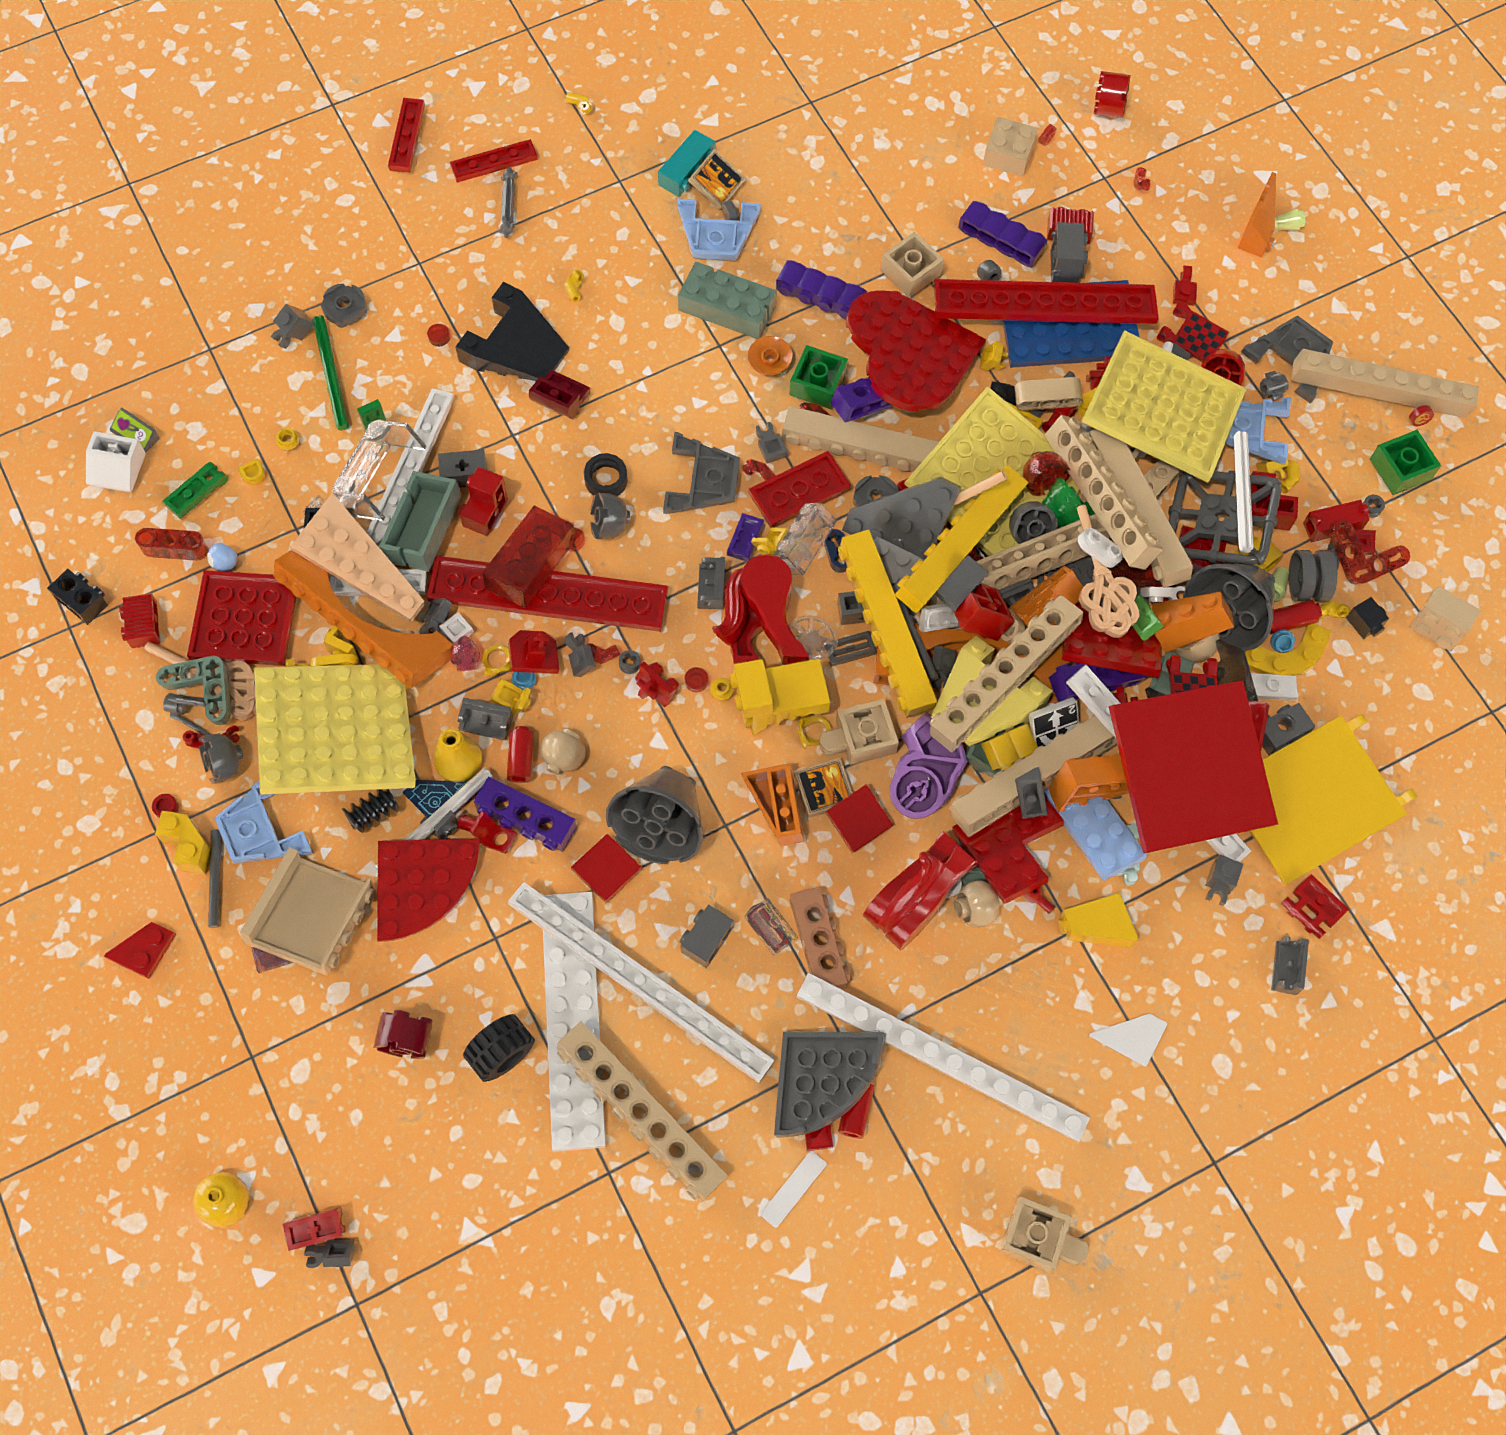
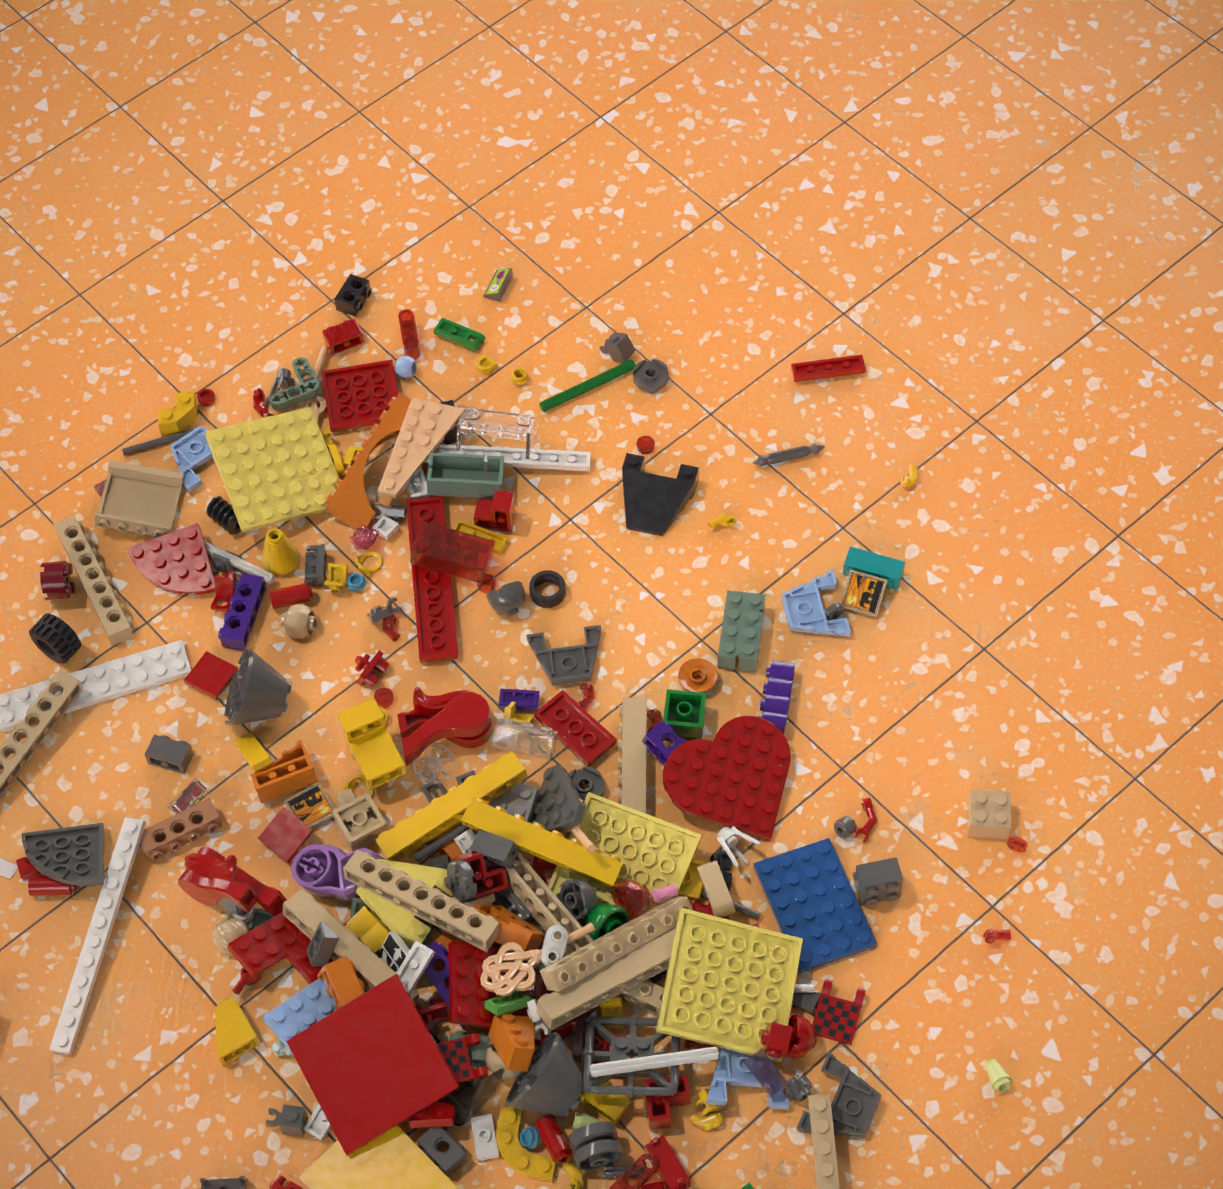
camera: 80 degrees right, 10 degrees down
(113, 461) = (465, 279): white slope -> none
(142, 949) = (98, 418): red wing -> none
(220, 756) = (244, 411): dark grey cylinder -> none
(319, 1002) = (81, 555): none -> tan brick
(371, 412) = (546, 420): green plate -> none
(431, 794) = (250, 550): dark blue sticker -> none
(461, 464) = (525, 493): dark grey brick -> none
(493, 160) = (828, 434): red tile -> none
(498, 535) = (500, 540): none -> yellow tile
(533, 652) = (376, 580): red piece -> none
(559, 393) = (610, 536): dark red brick -> none
(625, 667) = (388, 642): dark grey bush -> none
(641, 982) = (121, 718): white plate -> none
(711, 583) = (478, 685): dark grey hinge -> none
(738, 833) = (252, 751): none -> yellow tile
(771, 445) = (611, 698): dark grey plate -> none
(832, 552) = (533, 772): dark blue beam -> none
(912, 264) = (824, 760): tan brick -> none
(970, 247) = (868, 808): none -> red arm
(980, 375) = (728, 839): none -> white plant
(983, 629) = (460, 880): none -> dark grey plate
(992, 357) = (750, 847): yellow tile -> none
(1003, 234) = (890, 825): dark purple brick -> none
(1042, 439) = (664, 893): none -> bright pink pin
(1045, 301) = (819, 874): red plate -> none
(1066, 215) = (919, 882): red brick -> none
(1112, 94) = (1080, 887): red brick -> none
(1134, 1037) = (143, 1079): white sticker -> none
(1185, 289) = (884, 996): red plate -> none
(1233, 380) = (776, 1040): none -> red brick
(1260, 403) = (765, 1072): none -> clear purple plate
(1262, 222) = (976, 1046): orange wedge -> none

